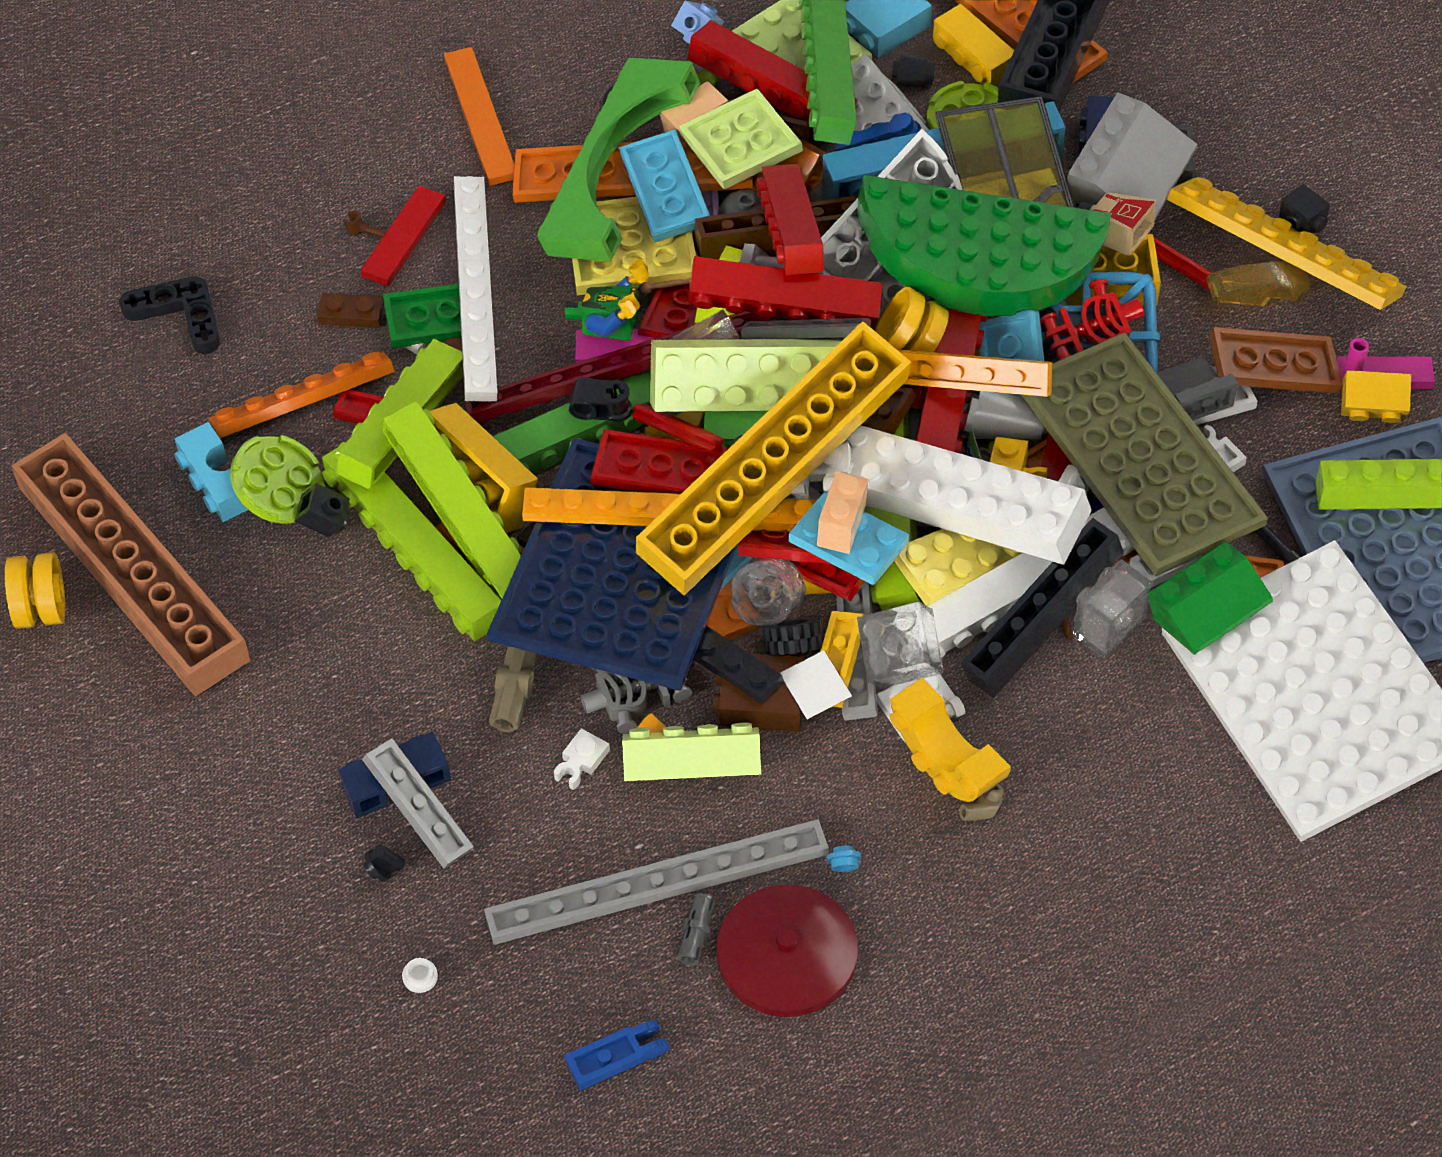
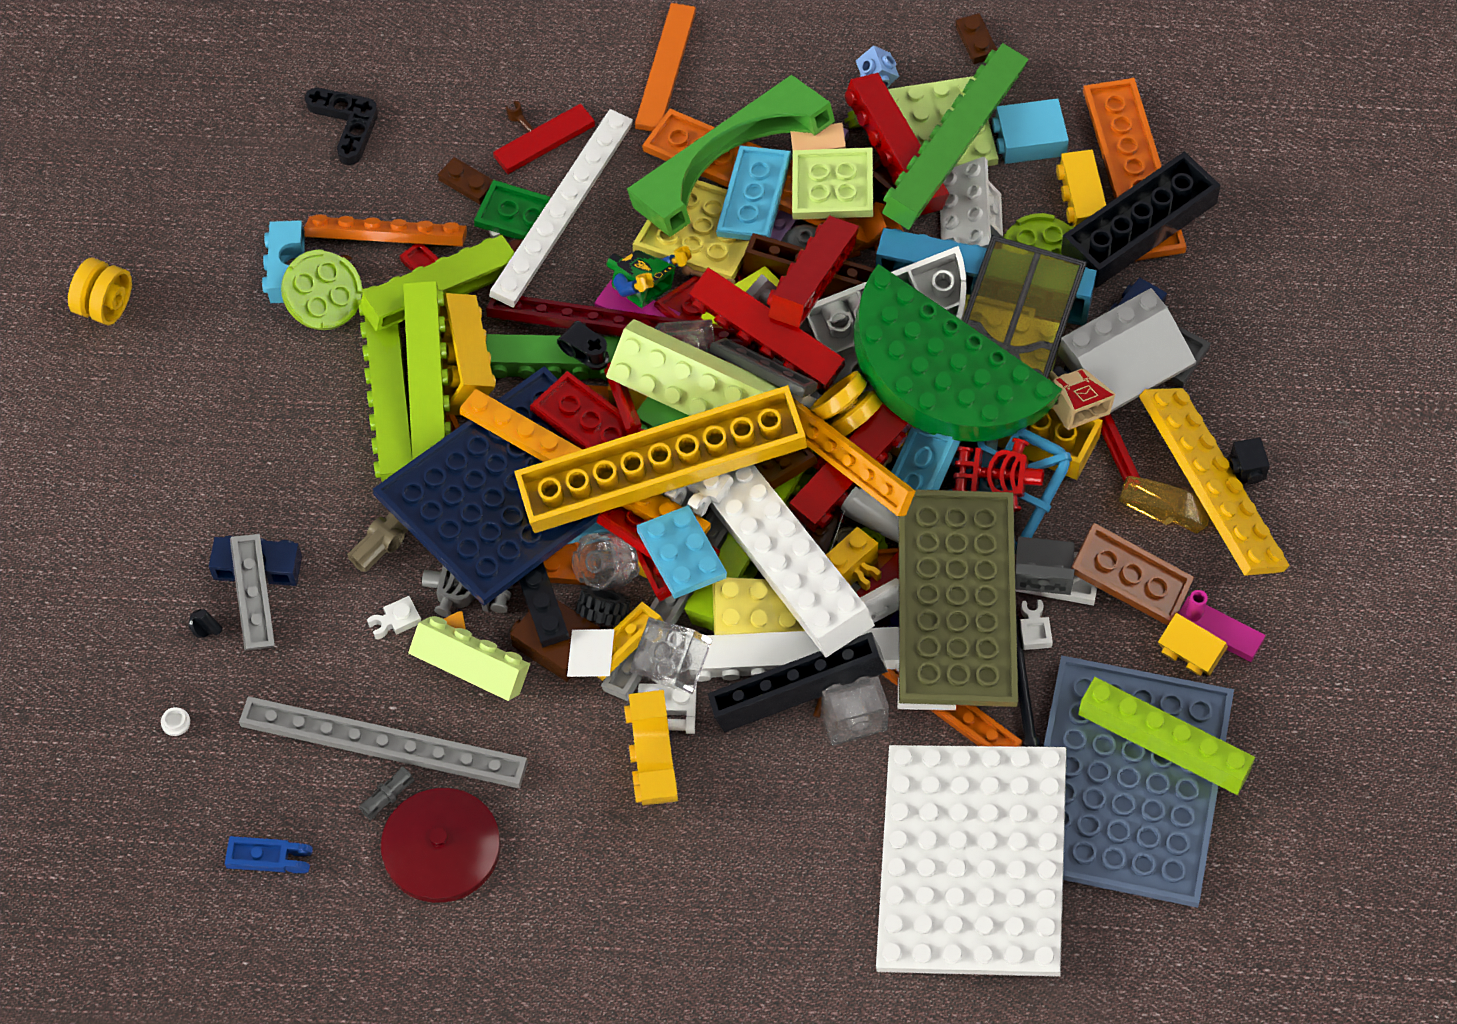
camera: 30 degrees right, 5 degrees up
(131, 564) = (179, 304): nougat brick -> none
(322, 510) = (337, 331): black brick -> none
(842, 512) = (679, 530): light nougat brick -> none
(844, 859) = (526, 798): dark azure plate -> none
(898, 126) = (961, 233): blue hinge -> none
(913, 71) = (1020, 189): black brick -> none
(985, 807) = (658, 815): dark tan arm -> none
(1209, 598) = (931, 742): green slope -> none

